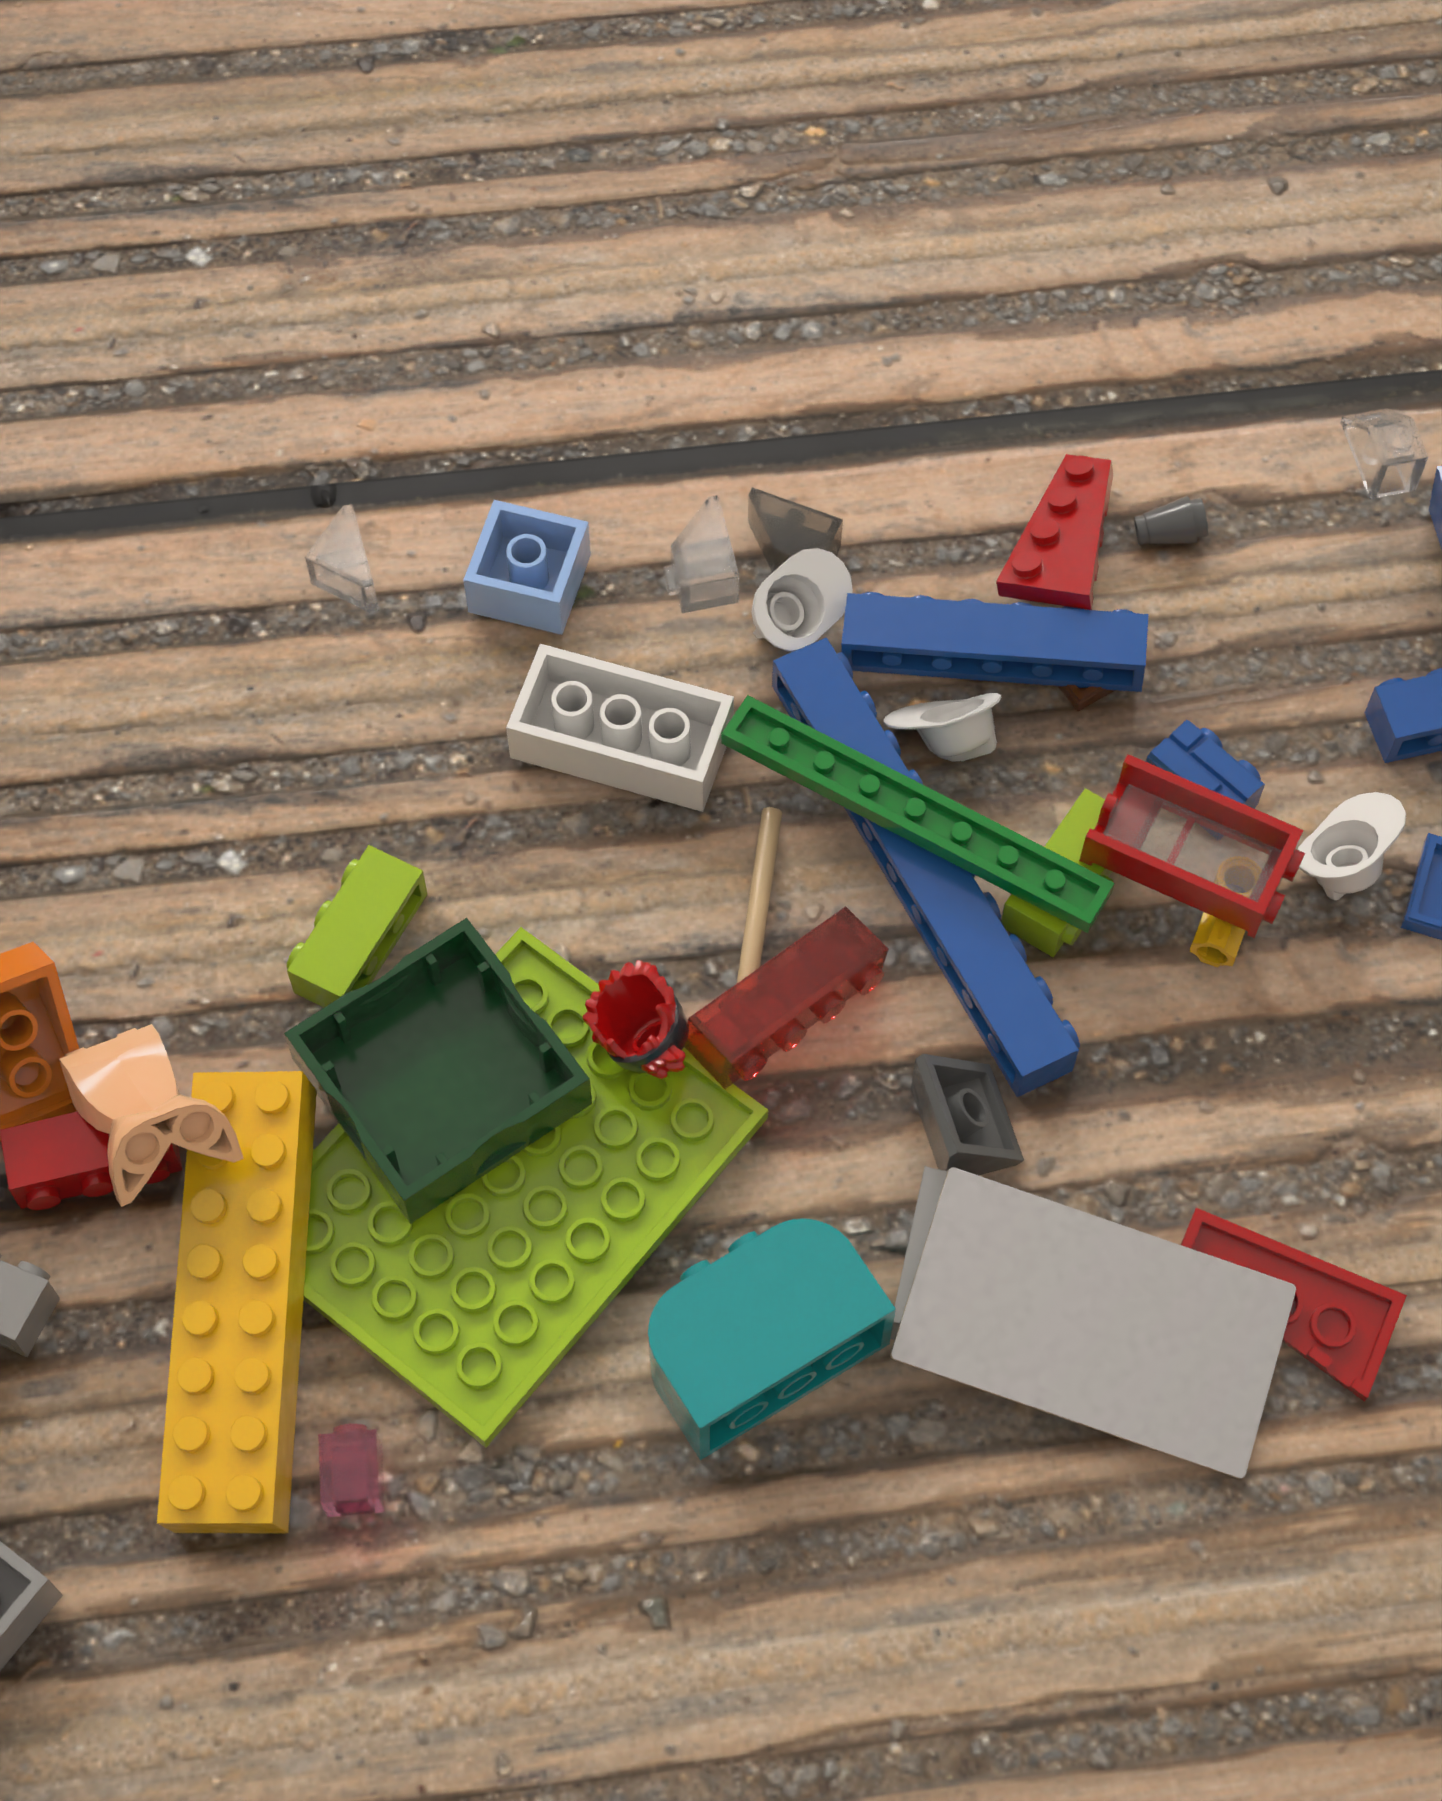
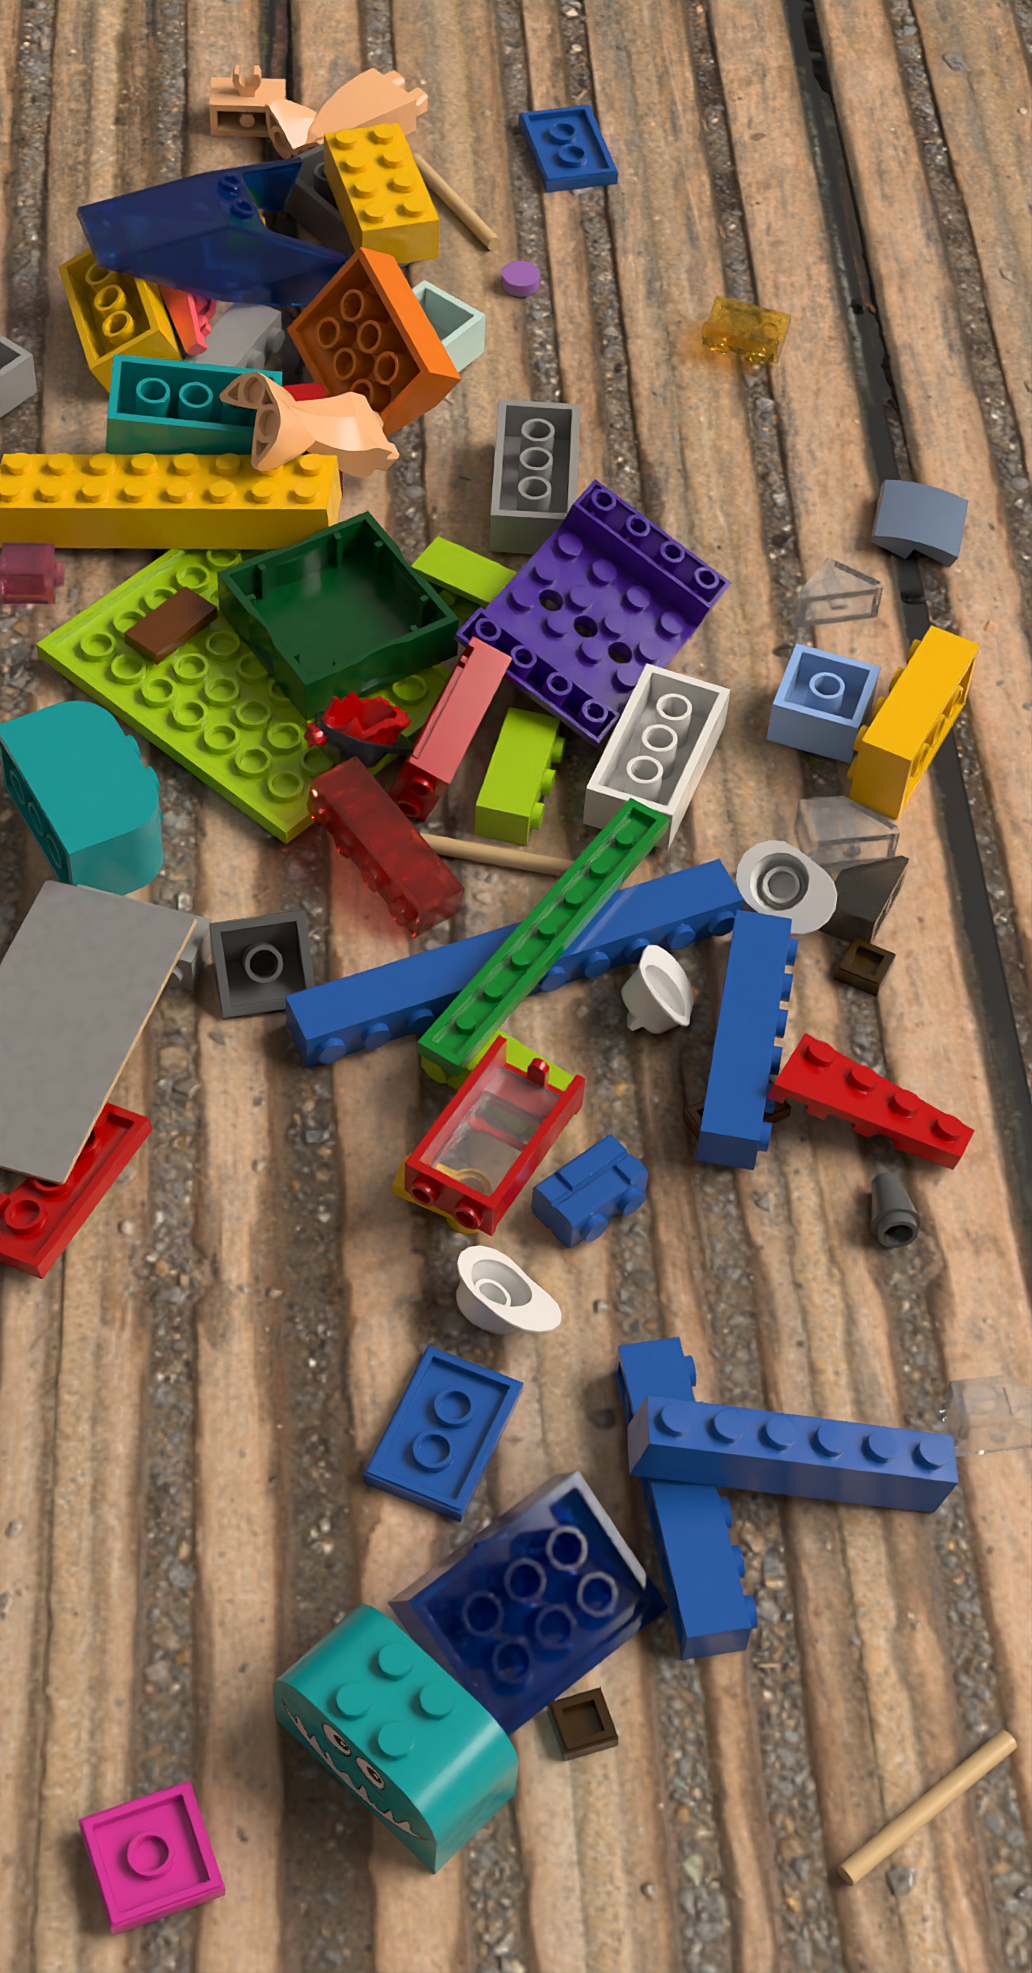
camera: 90 degrees right, 10 degrees down
(109, 1274) = (176, 408): none -> teal brick
(167, 871) = (532, 473): none -> light grey brick
(214, 479) = (919, 519): none -> sand blue slope
(364, 764) = (620, 582): none -> dark purple slope
(452, 1272) = (170, 625): none -> reddish brown tile
(558, 471) = (911, 721): none -> yellow brick
(610, 917) = (449, 729): none -> door
(651, 872) = (519, 777): none -> lime brick
(868, 546) = (864, 966): none -> dark brown tile

